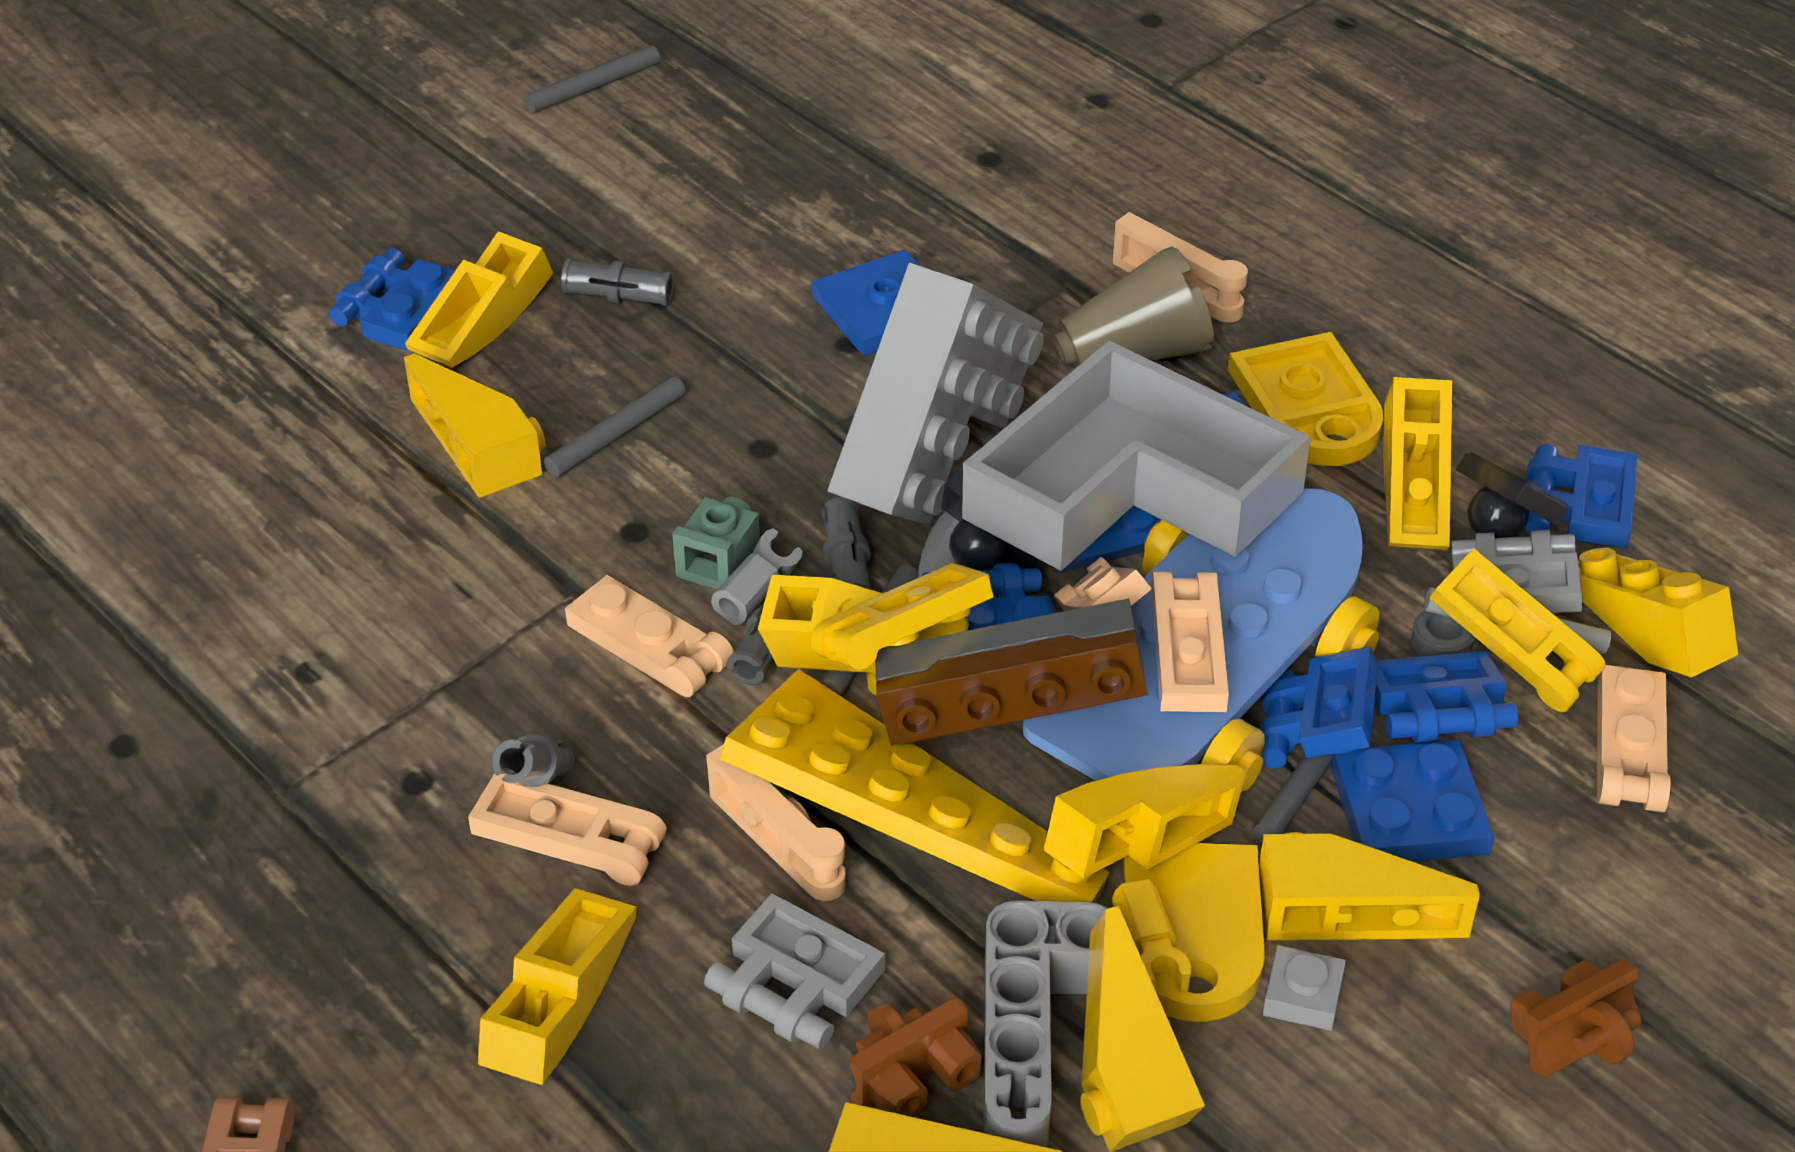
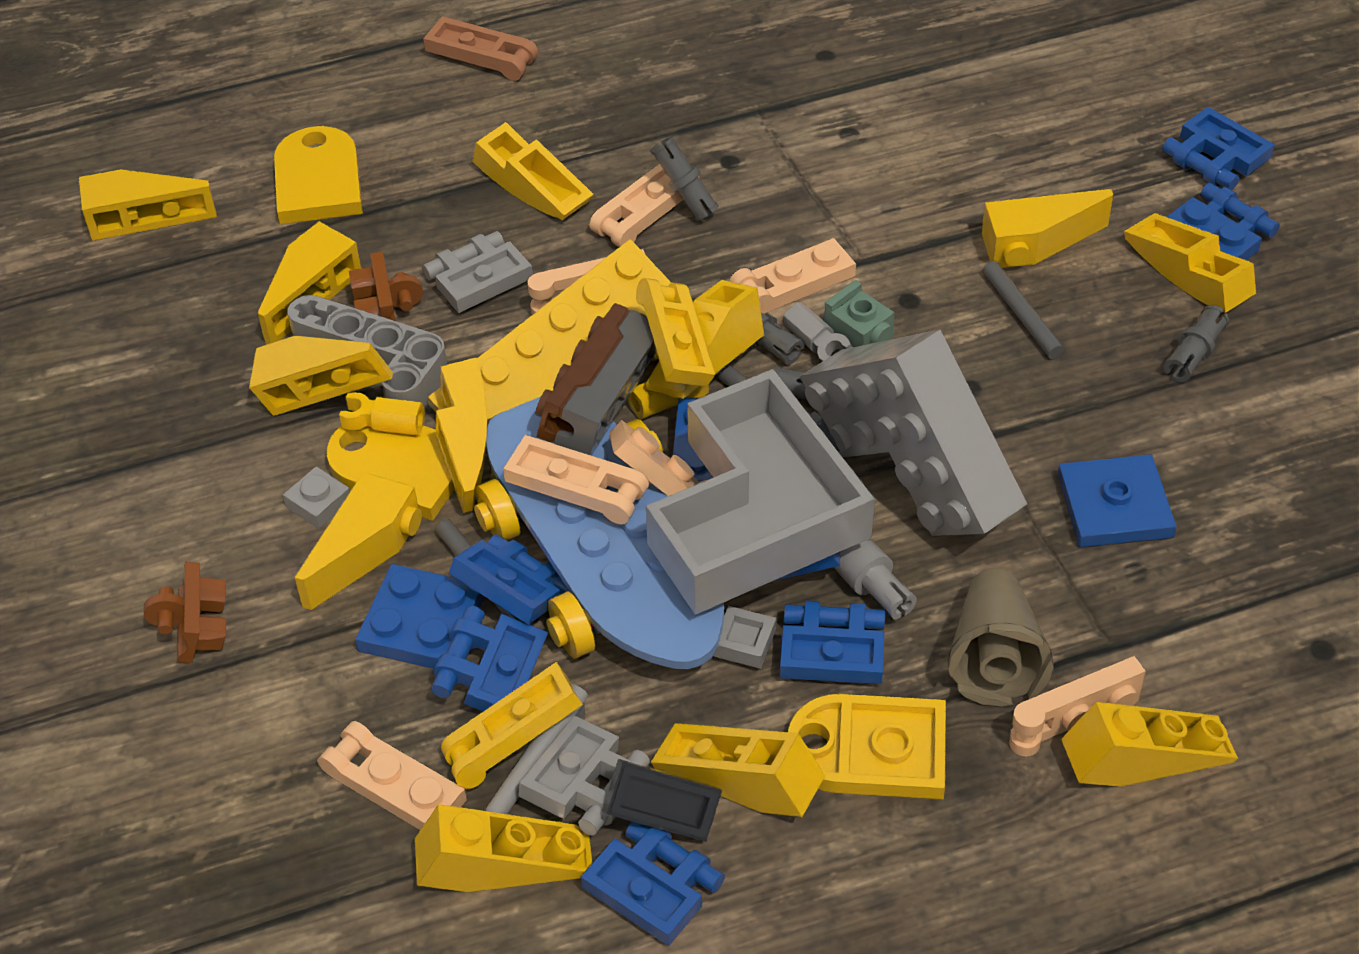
camera: 115 degrees right, 5 degrees up
(241, 316) = (1225, 141): none -> blue plate
(1205, 217) = (1143, 744): none -> yellow slope

